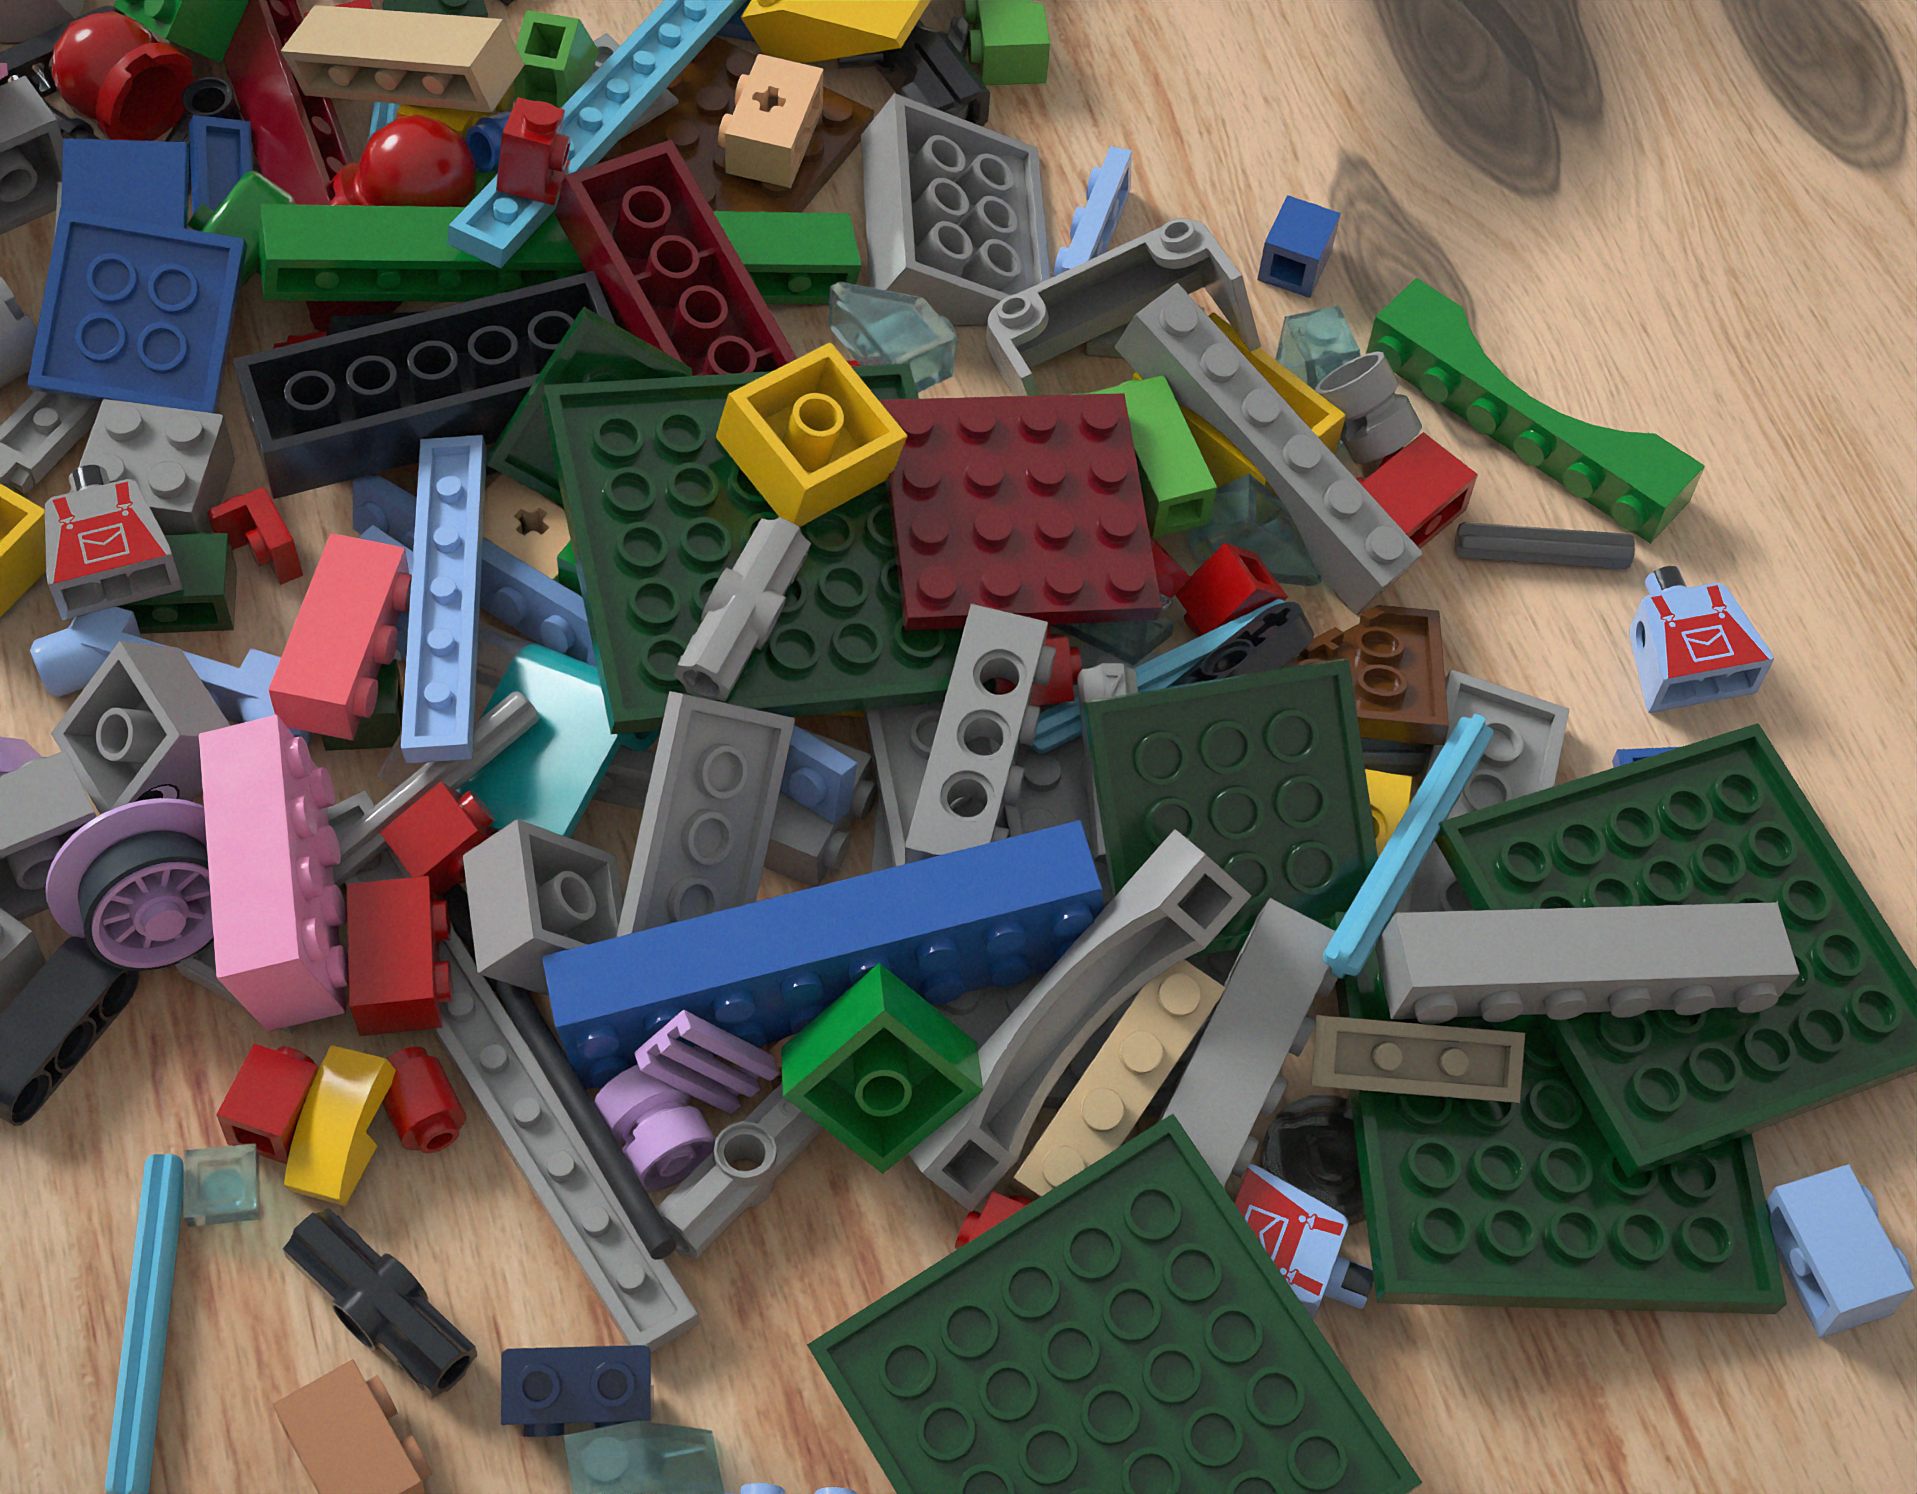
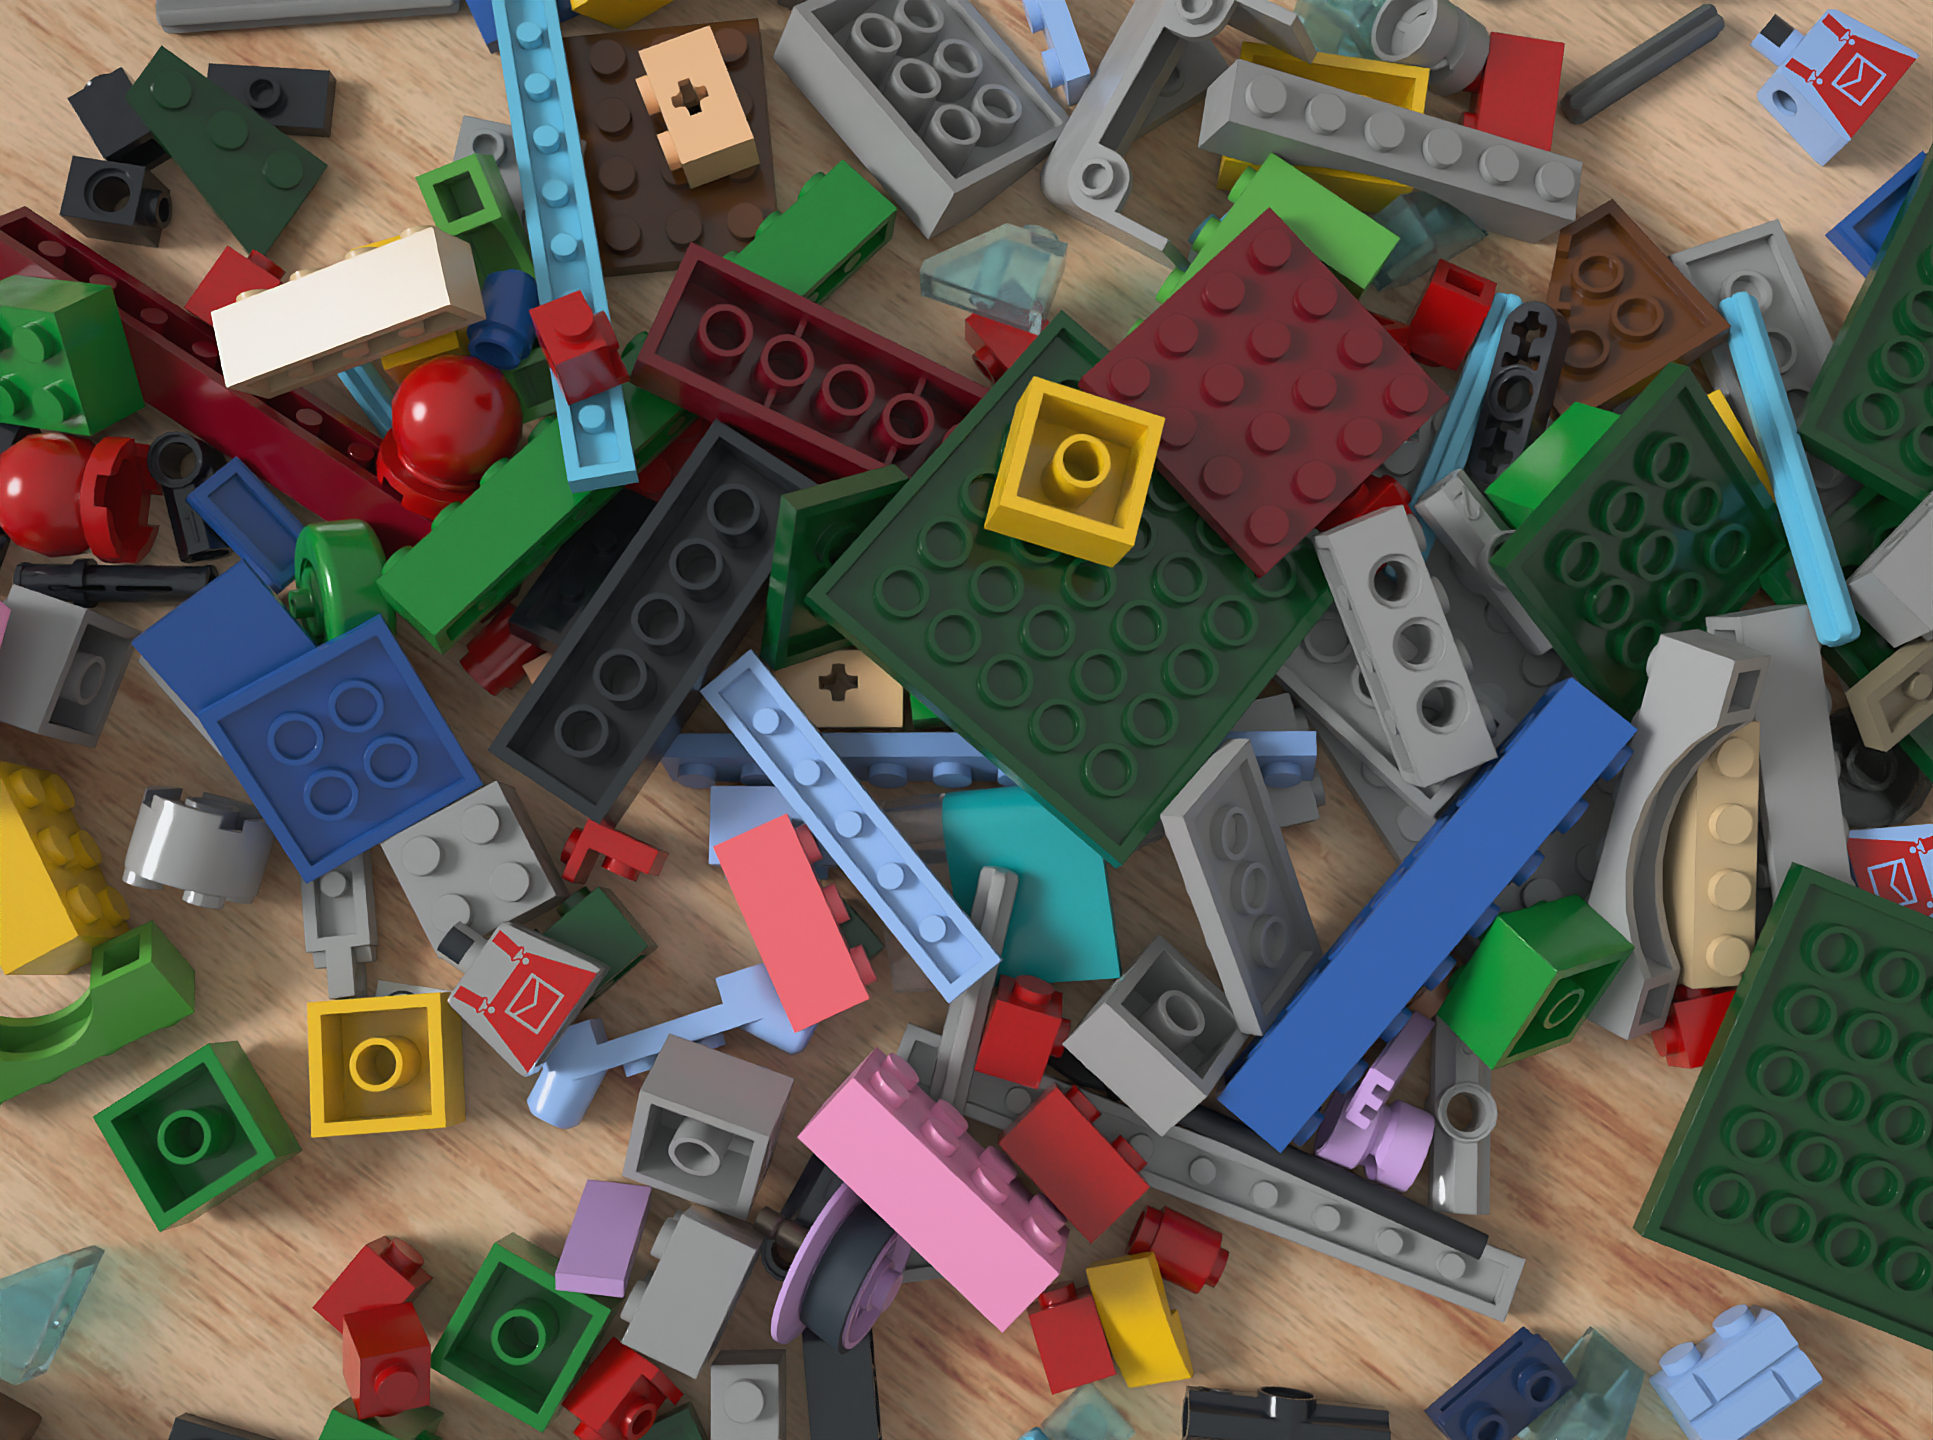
camera: 30 degrees left, 25 degrees up
(742, 609) = (1145, 681): light grey piece -> none

